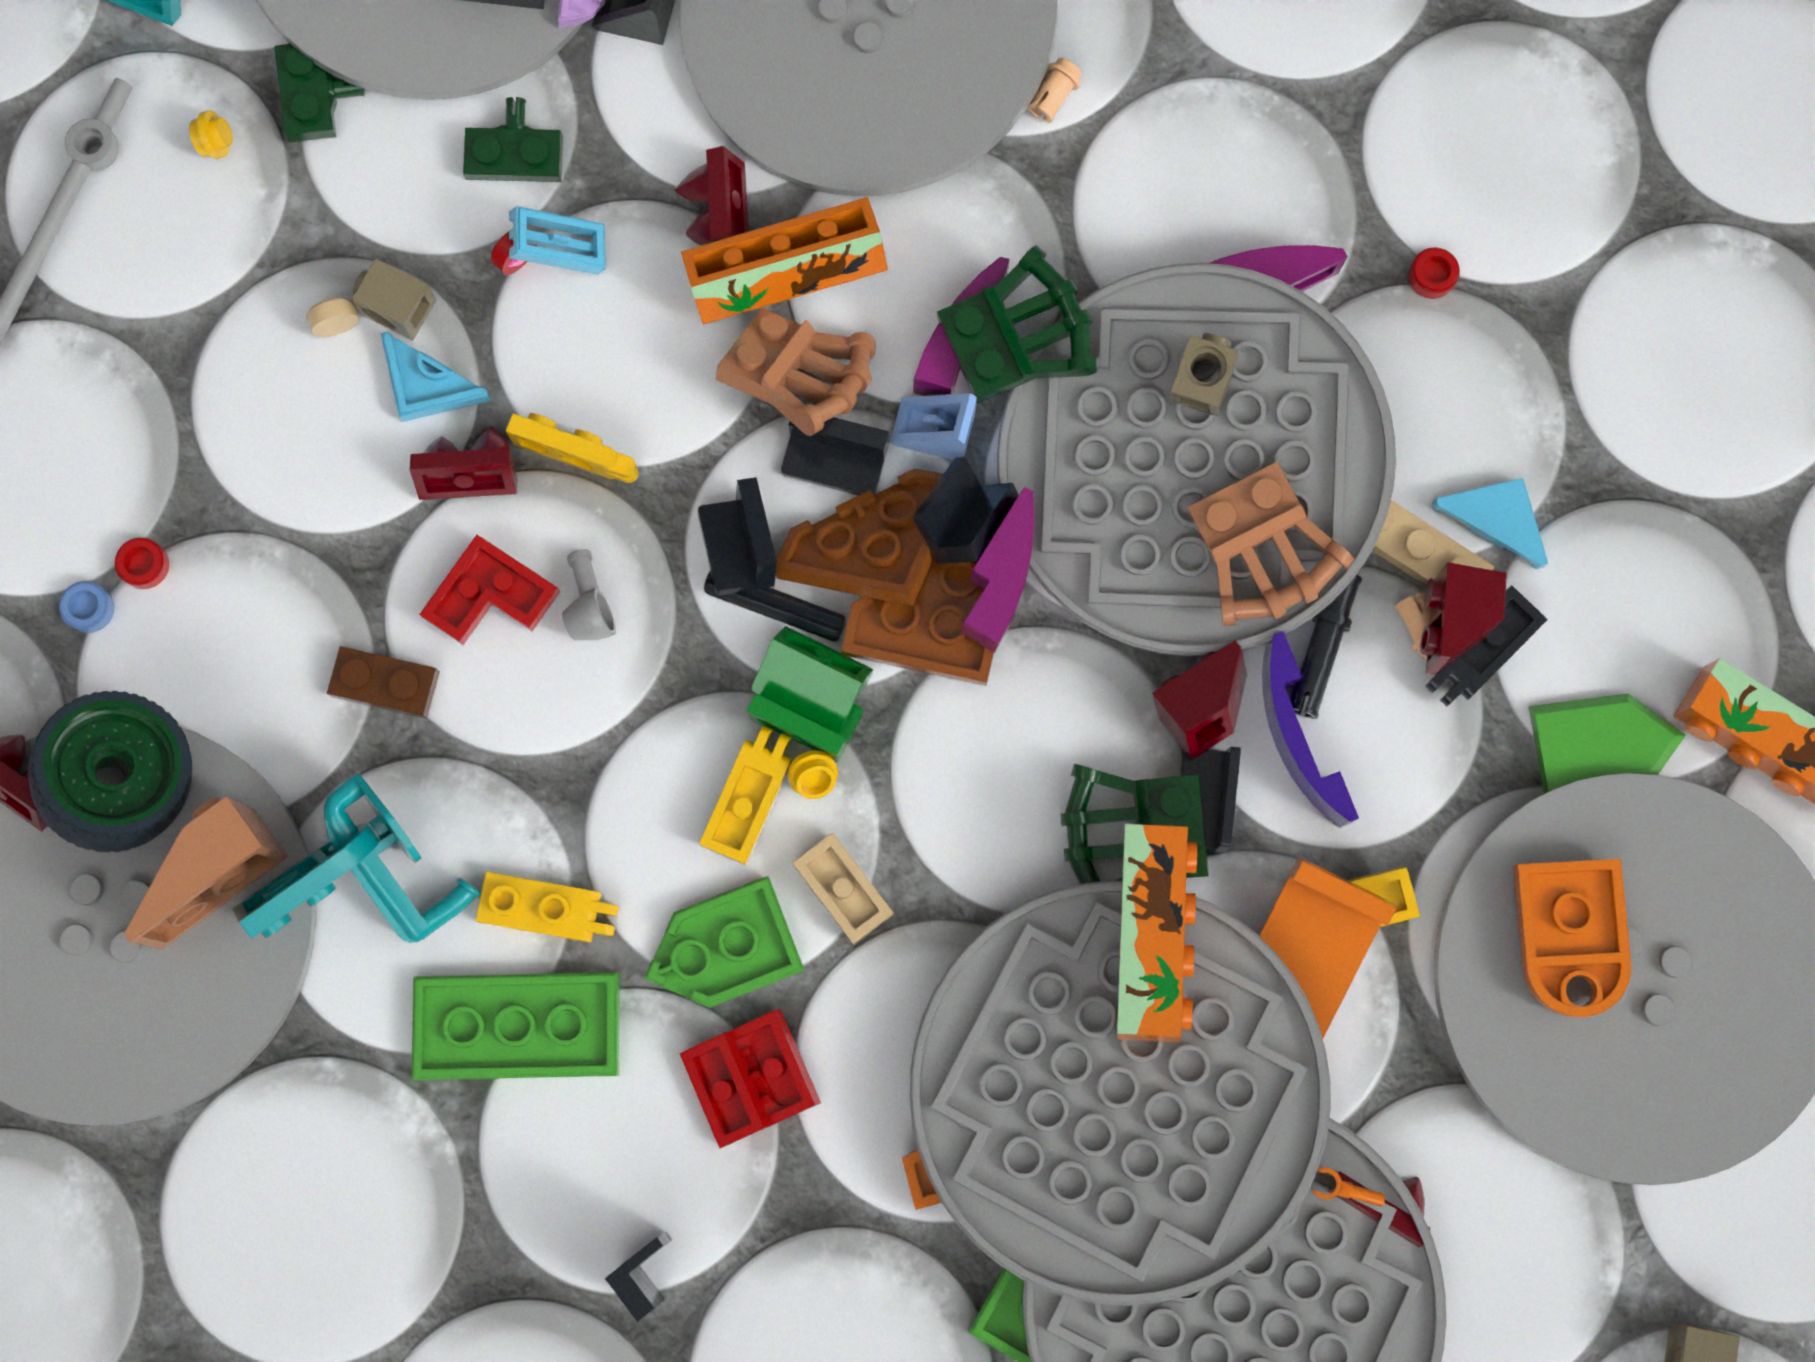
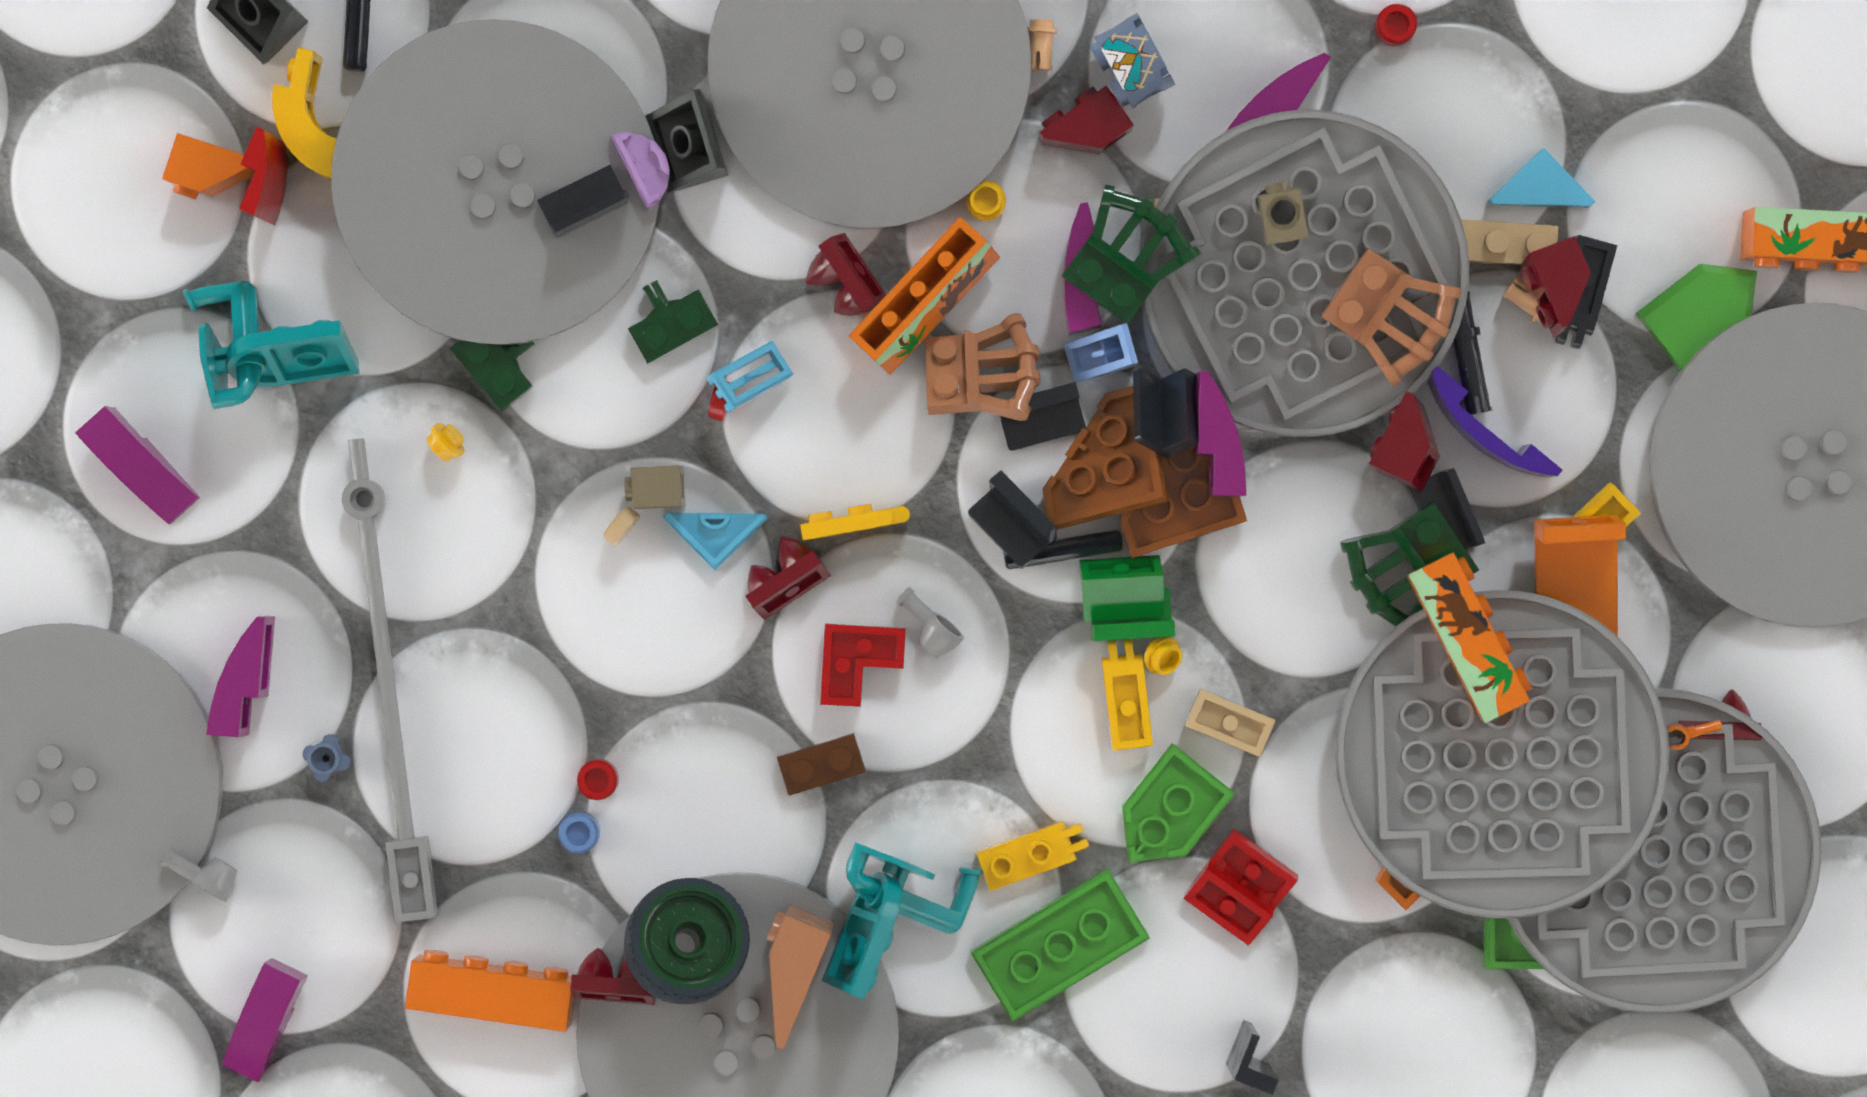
camera: 25 degrees left, 10 degrees up
(907, 209) = (986, 201): none -> yellow plate
(1056, 192) = (1090, 126): none -> dark red slope
(1136, 149) = (1133, 62): none -> sand blue brick
(1572, 927) = (1751, 462): orange plate -> none

